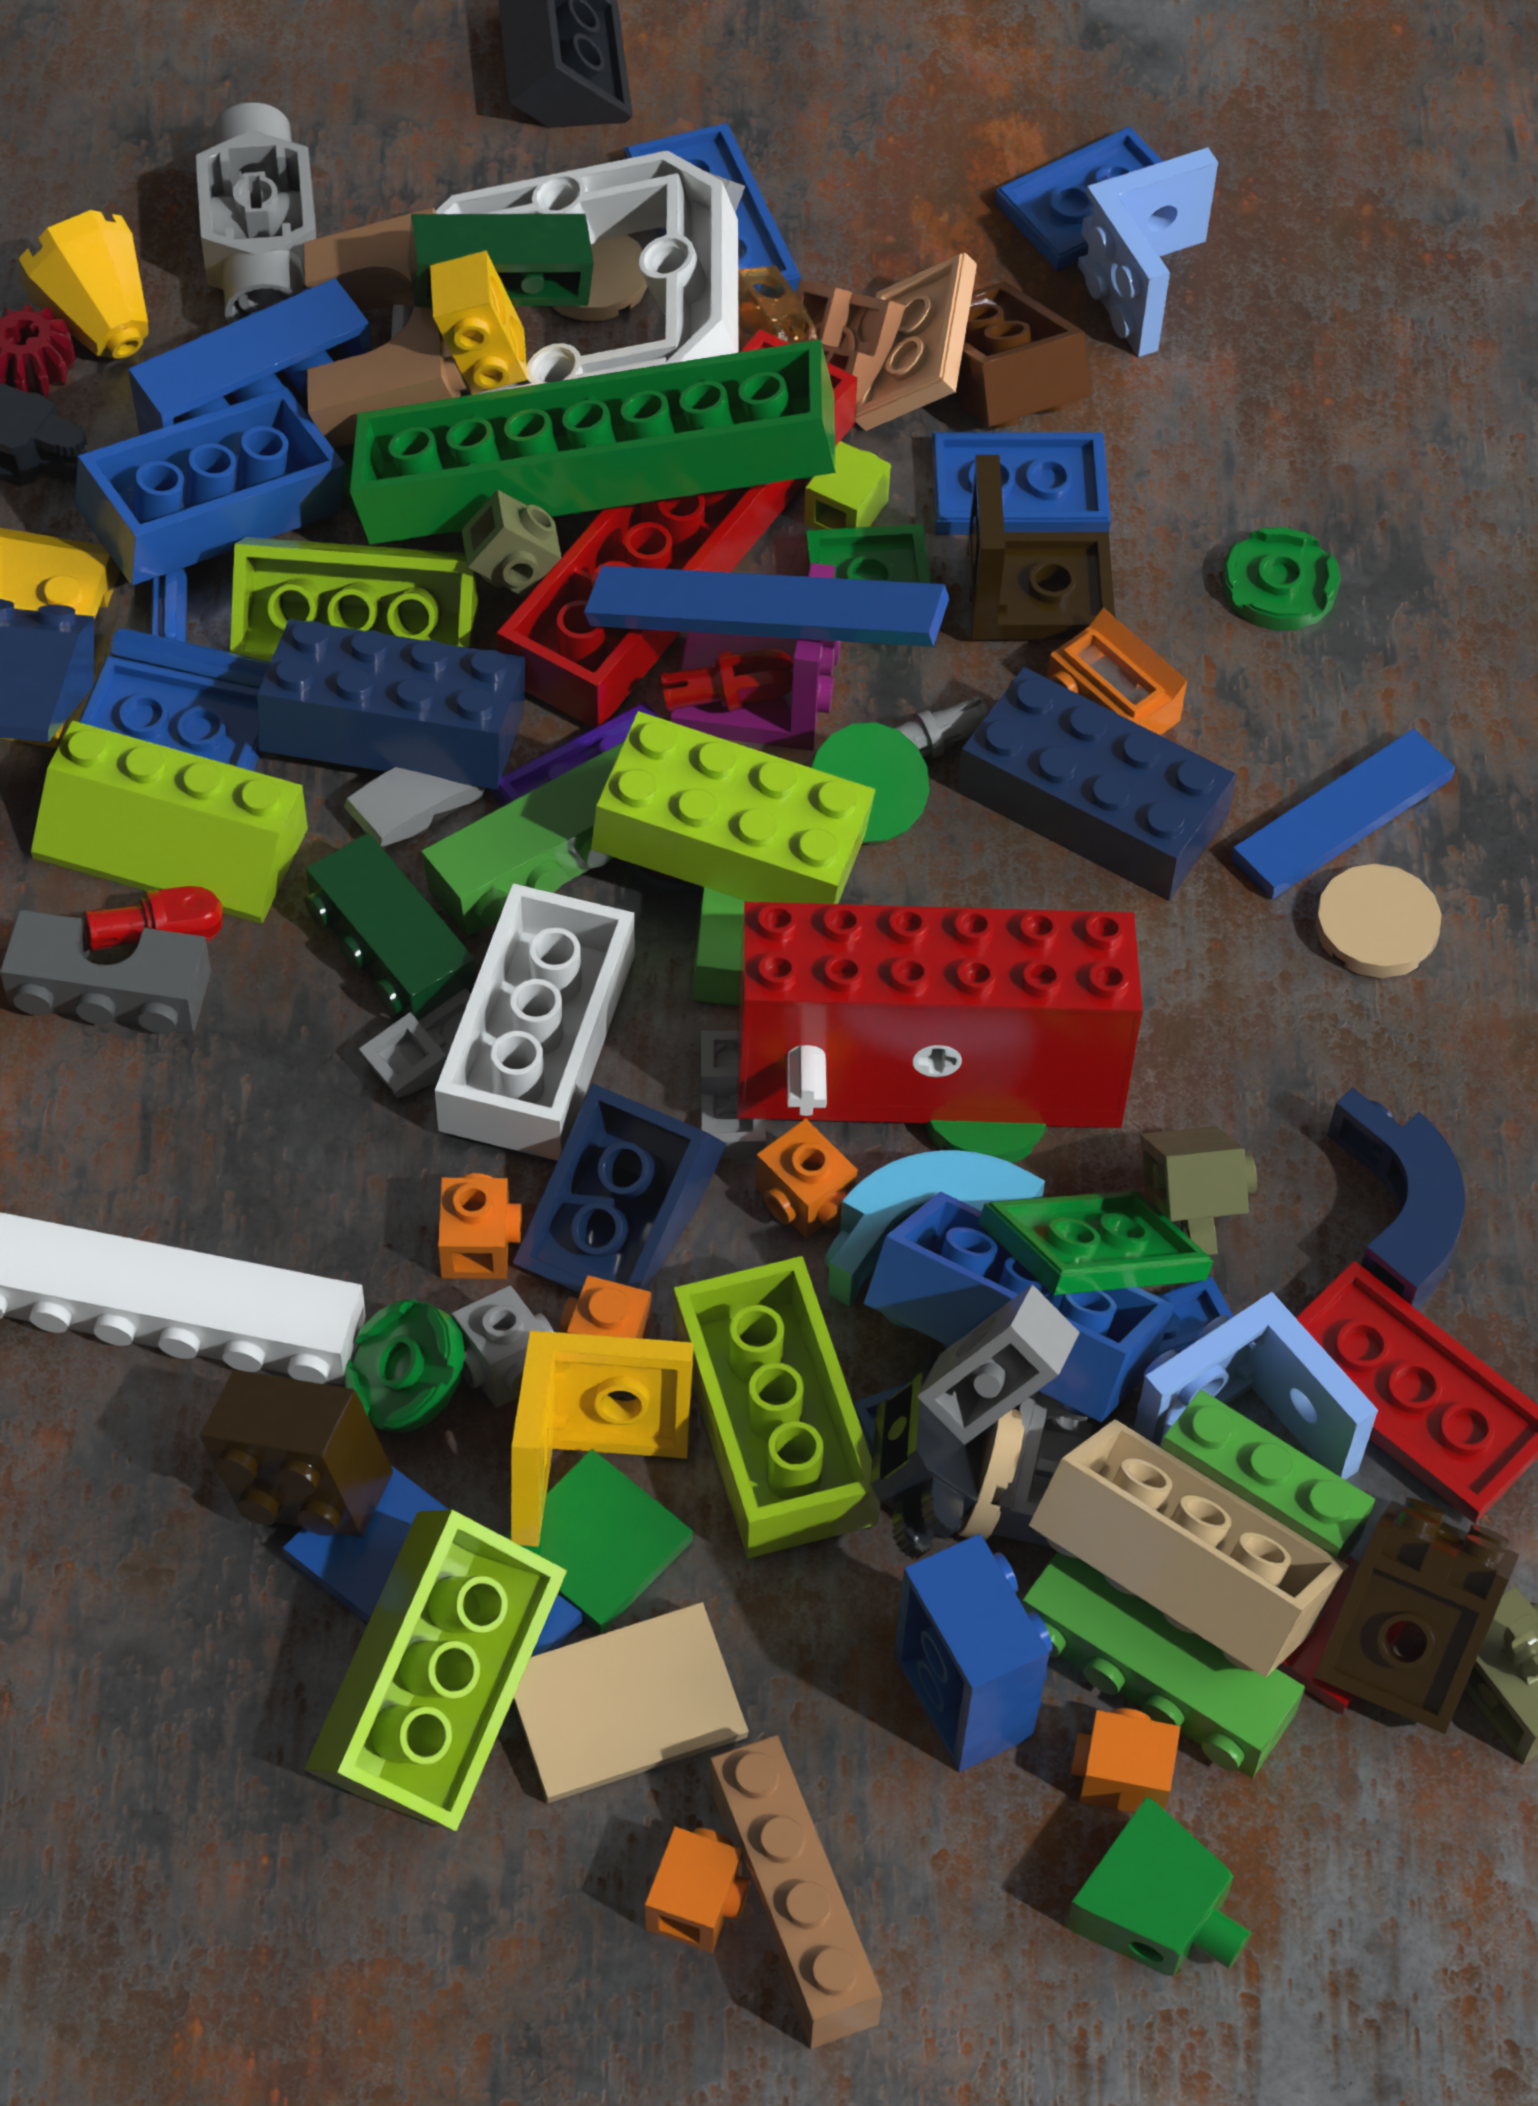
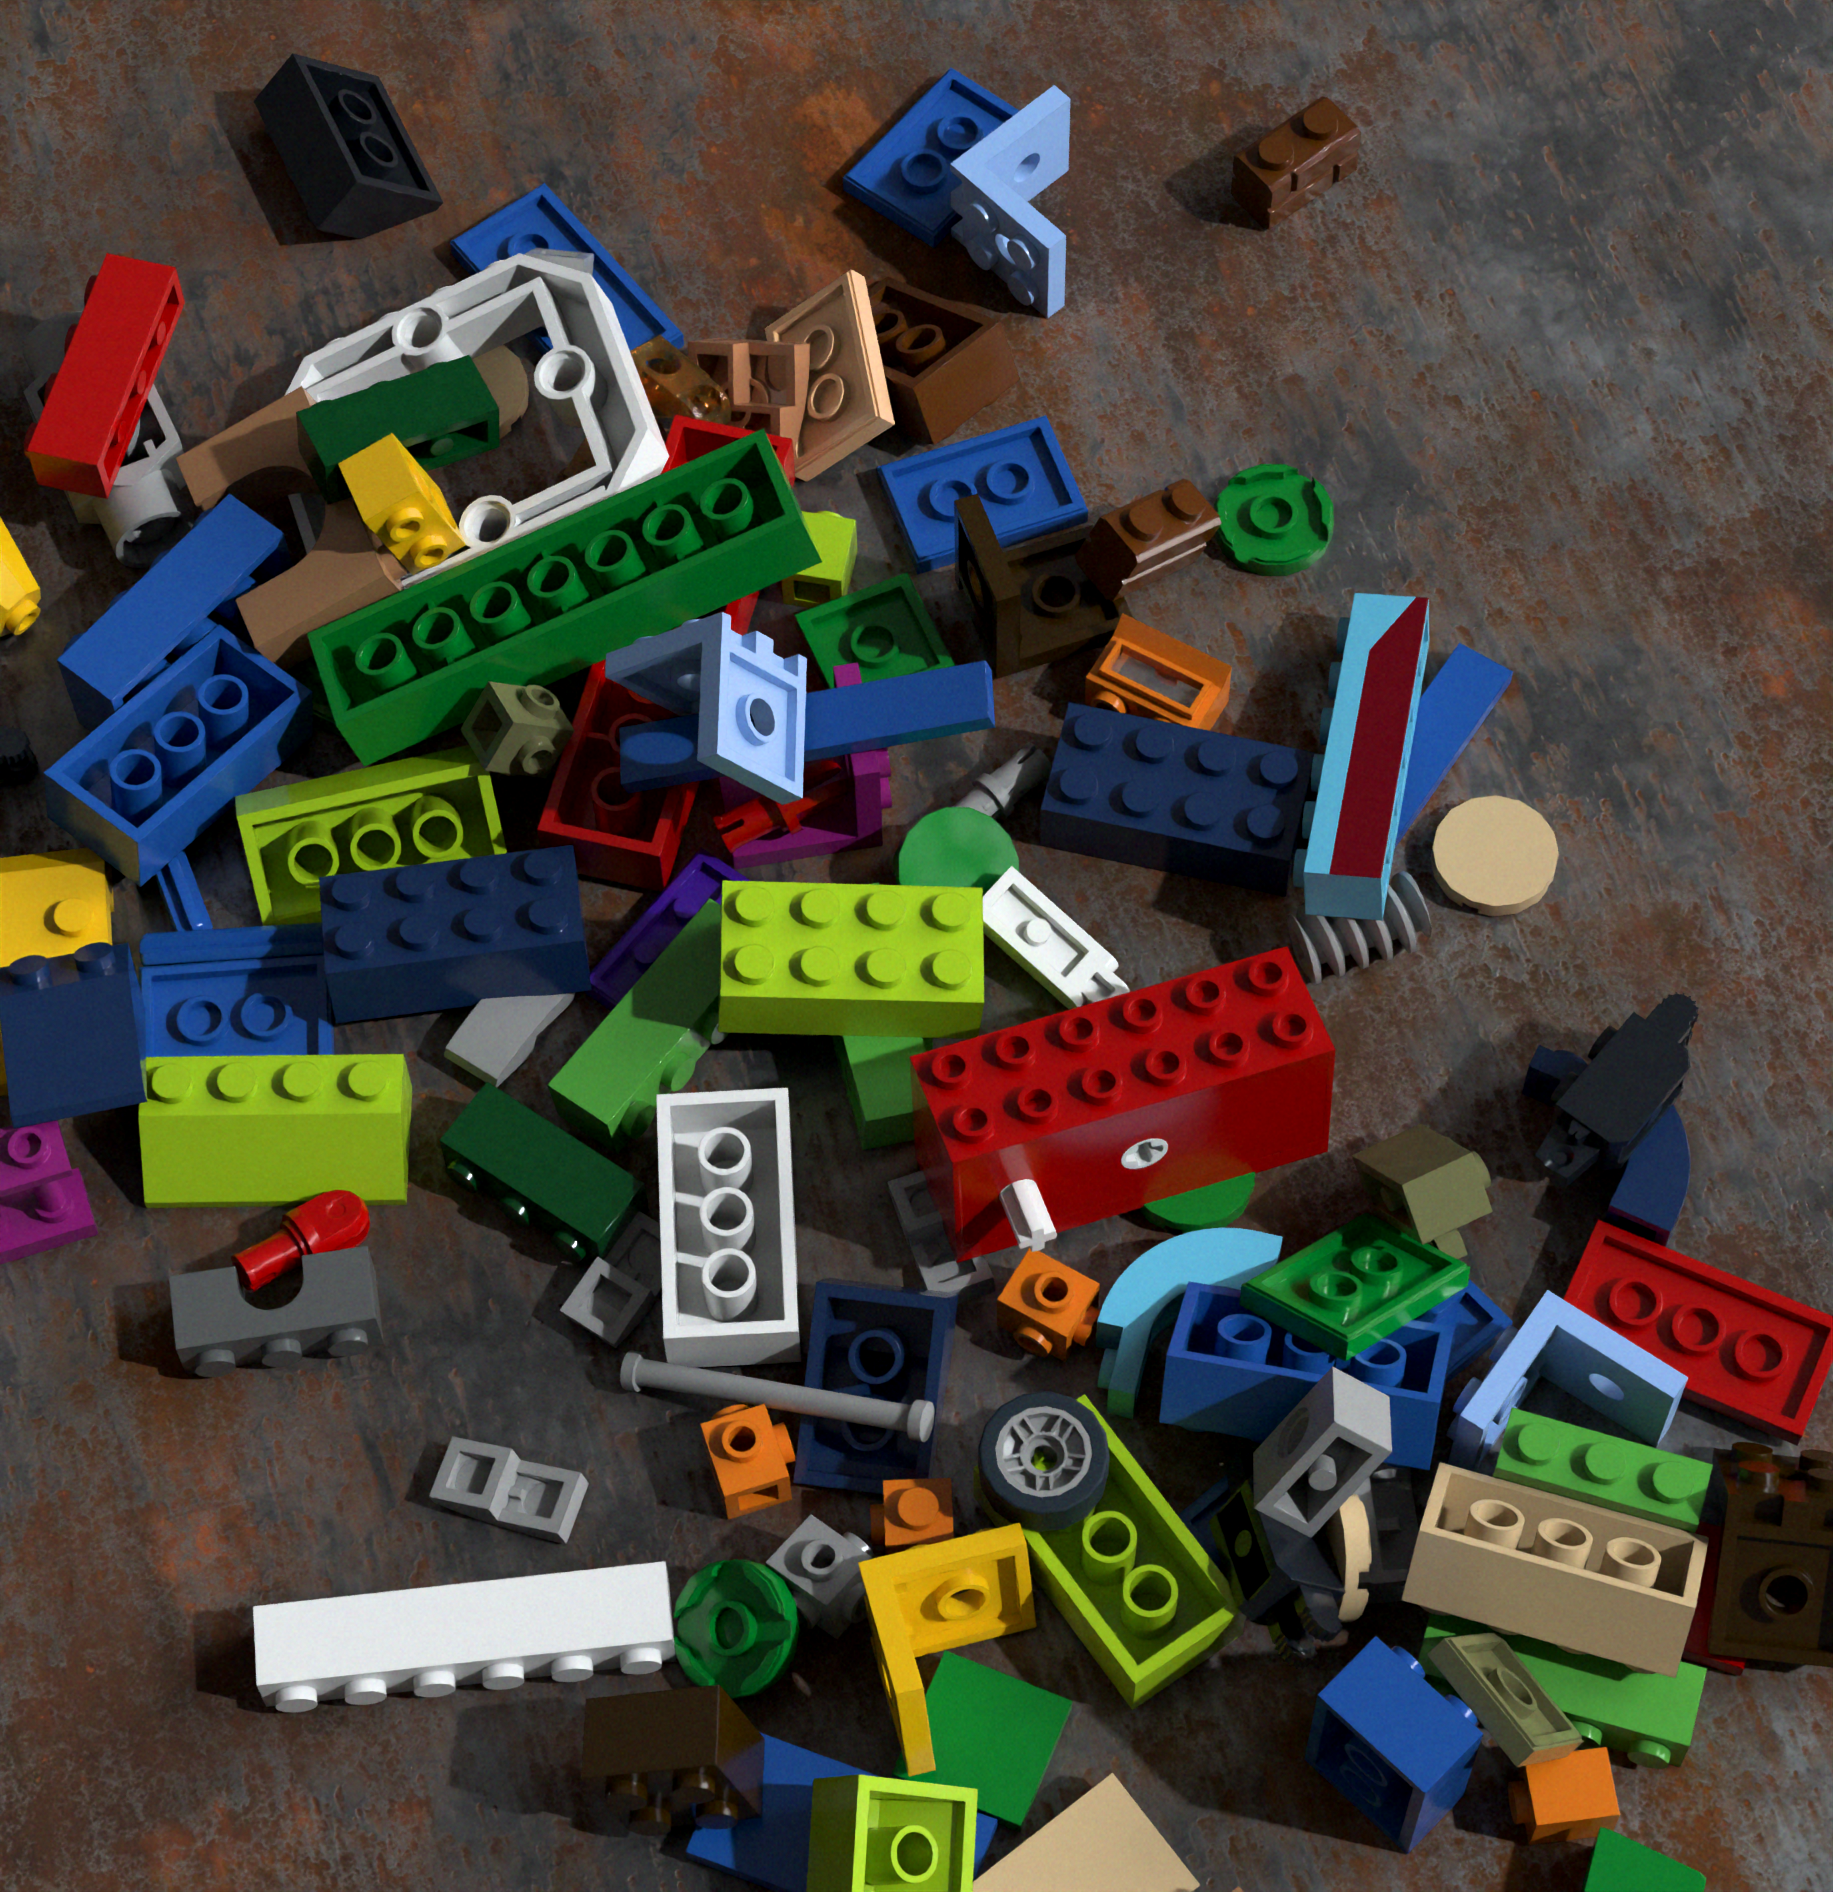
camera: 15 degrees left, 5 degrees up
(250, 1191) = (507, 1491): none -> light grey slope
(268, 156) = (104, 375): none -> red brick
(637, 1230) = (914, 1419): none -> light grey bar
(693, 529) = (725, 680): none -> light blue bracket
(745, 1265) = (1065, 1435): none -> wheel
(921, 856) = (1048, 943): none -> white hinge
(1092, 1641) = (1506, 1698): none -> olive tile
(1152, 554) = (1147, 539): none -> reddish brown brick
(1223, 939) = (1330, 938): none -> light grey piece
(1281, 792) = (1365, 757): none -> brick
(1410, 1146) = (1620, 1094): none -> black hinge
(1414, 284) = (1295, 162): none -> reddish brown brick

